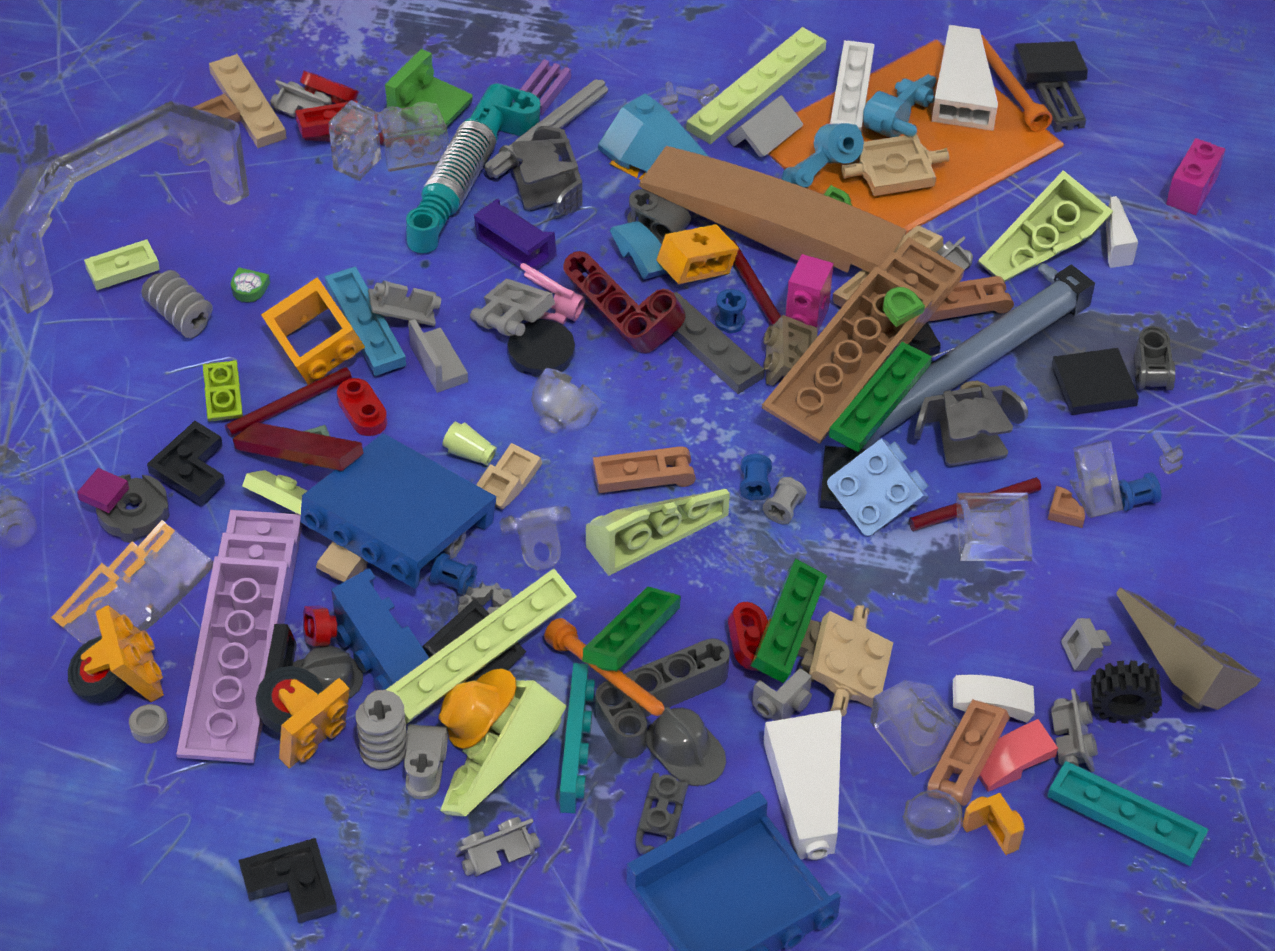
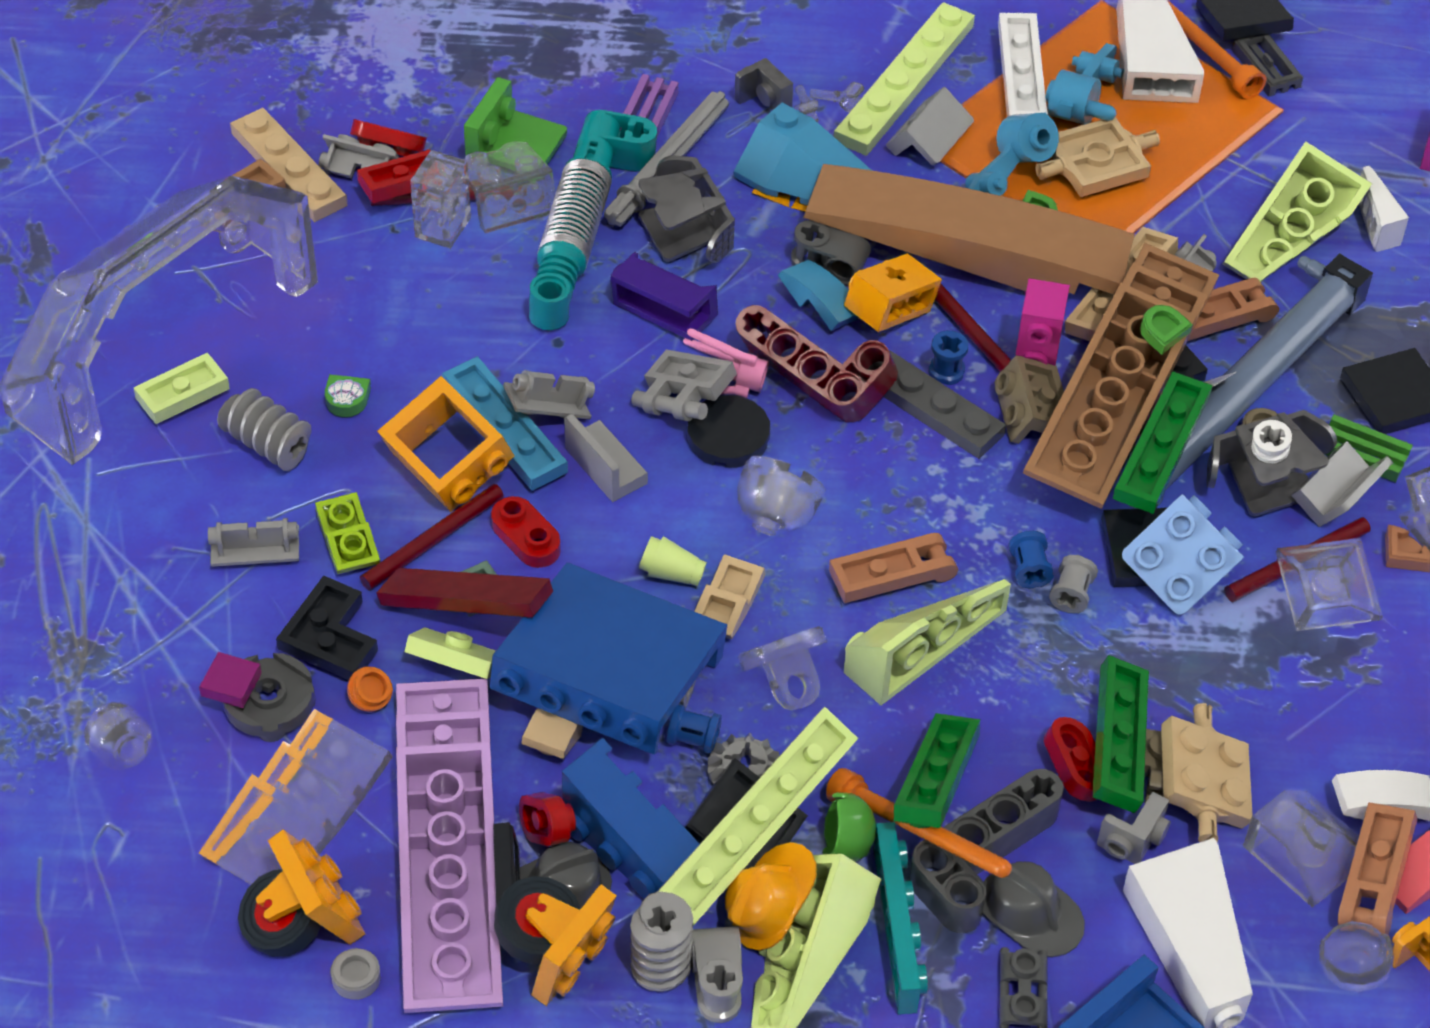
camera: 10 degrees left, 0 degrees up
(158, 390) = (254, 545): none -> light grey hinge
(210, 511) = (369, 689): none -> orange plate
(554, 664) = (849, 827): none -> bright green hair
(639, 76) = (764, 81): none -> flat silver bracket
(972, 399) = (1267, 451): none -> white bush
(1020, 447) = (1339, 485): none -> light grey panel
(1057, 420) = (1371, 442): none -> bright green tile

